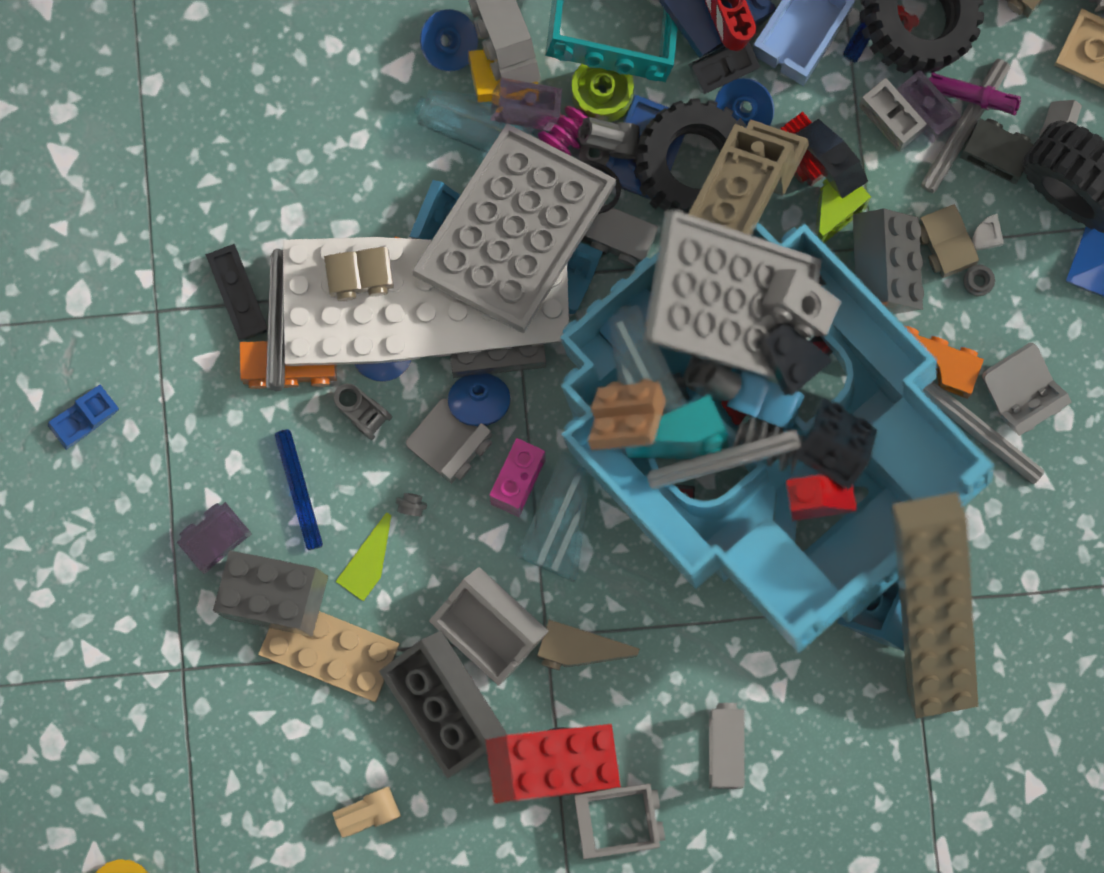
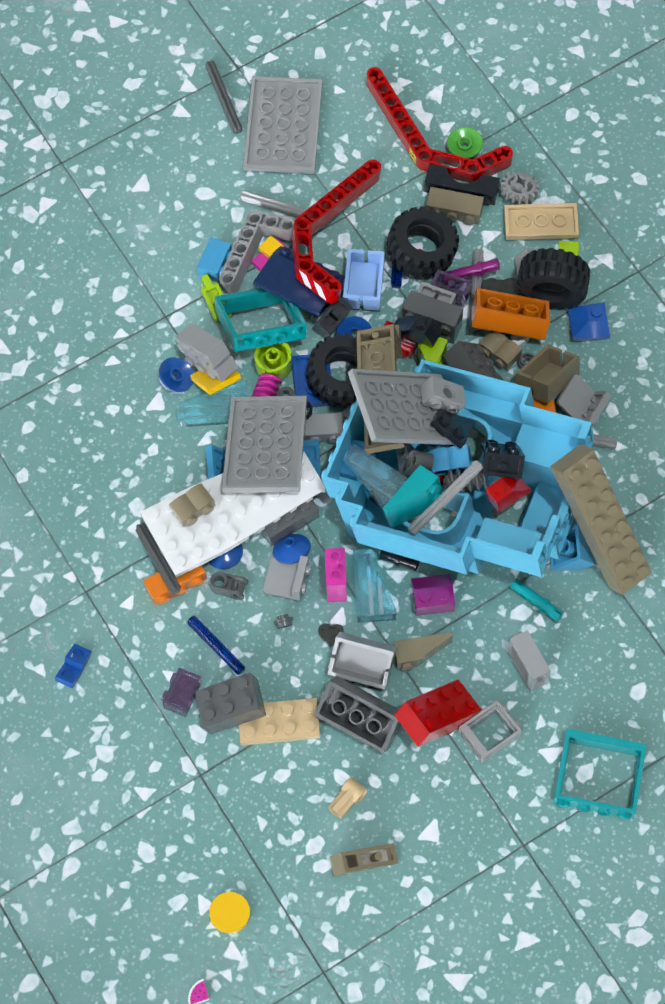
camera: 25 degrees left, 15 degrees down
(237, 292) = (127, 558): black plate -> none
(367, 564) = (275, 666): lime sticker -> none
(470, 556) = (328, 633): none -> clear smoke tile
(526, 104) = (237, 380): brick -> none
(617, 138) = (294, 379): dark grey piece -> none
(626, 415) = (380, 496): medium nougat plate -> none
(643, 573) = (433, 594): none -> magenta slope
(794, 667) = (541, 603): none -> teal pin
(874, 141) = (446, 315): none -> dark grey brick
(990, 197) = (510, 314): none -> orange brick
(992, 322) = (545, 372): none -> dark tan piece

